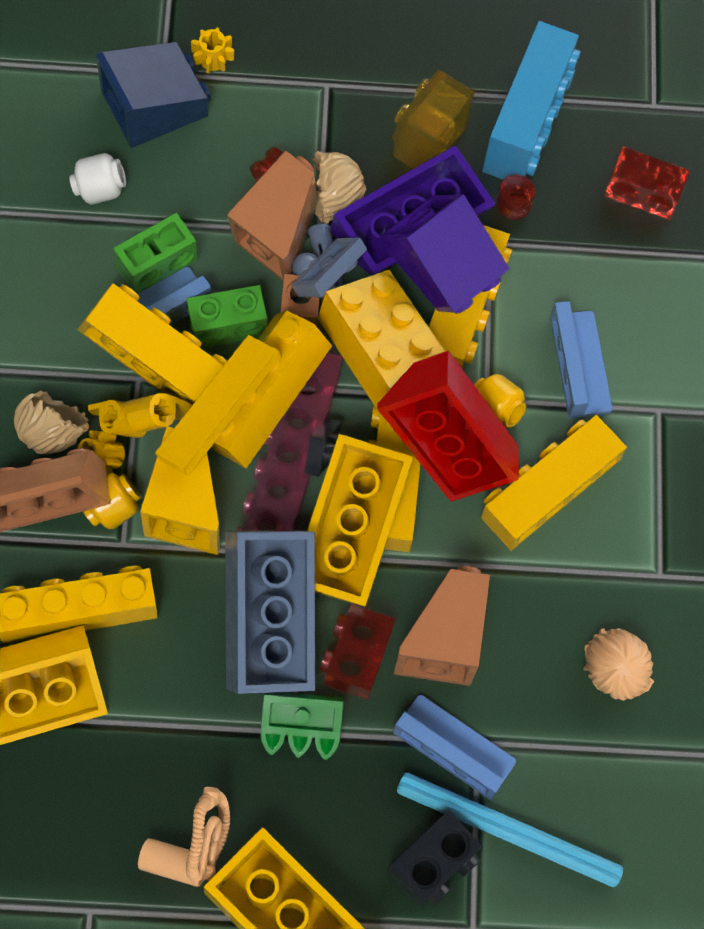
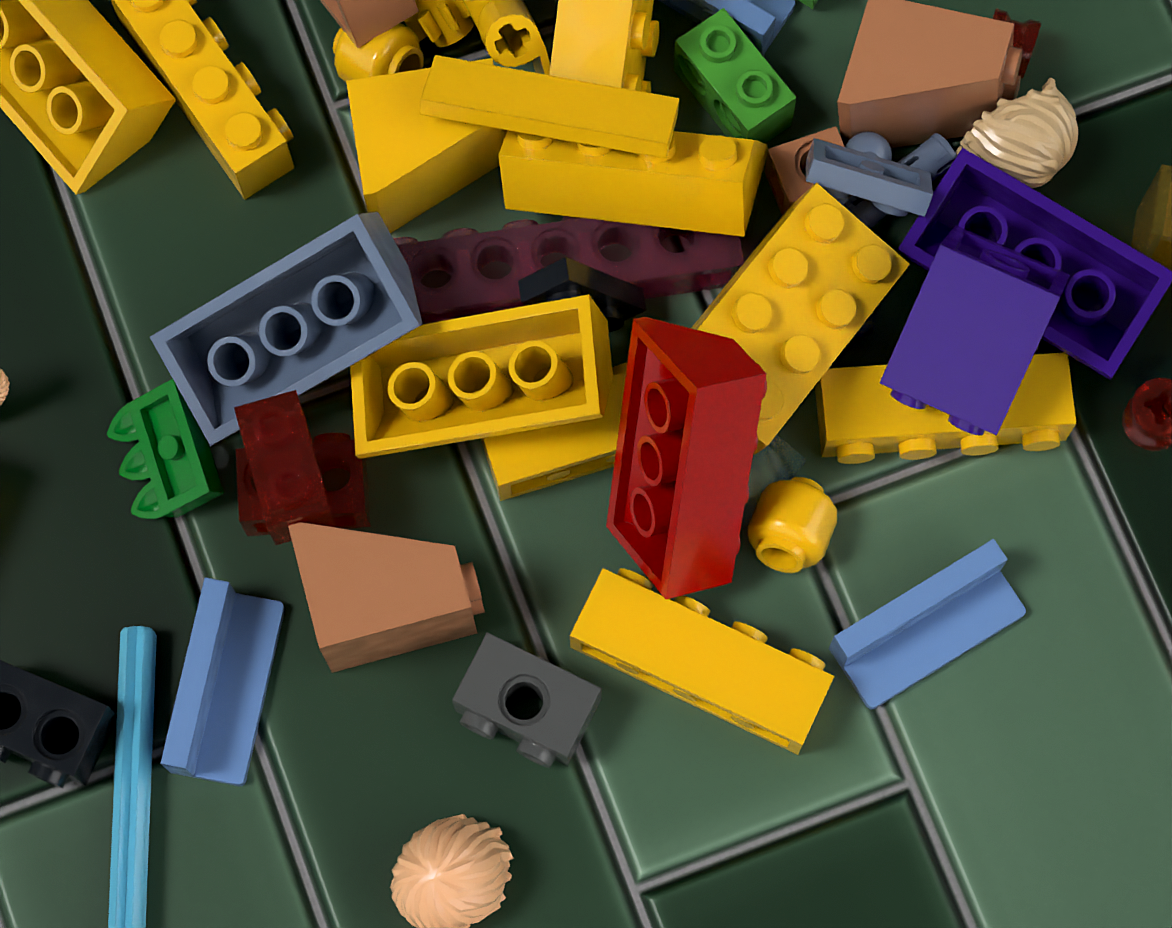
camera: 75 degrees right, 5 degrees up
(358, 645) = (284, 464): none -> clear red brick
(548, 563) = (504, 670): none -> dark grey brick

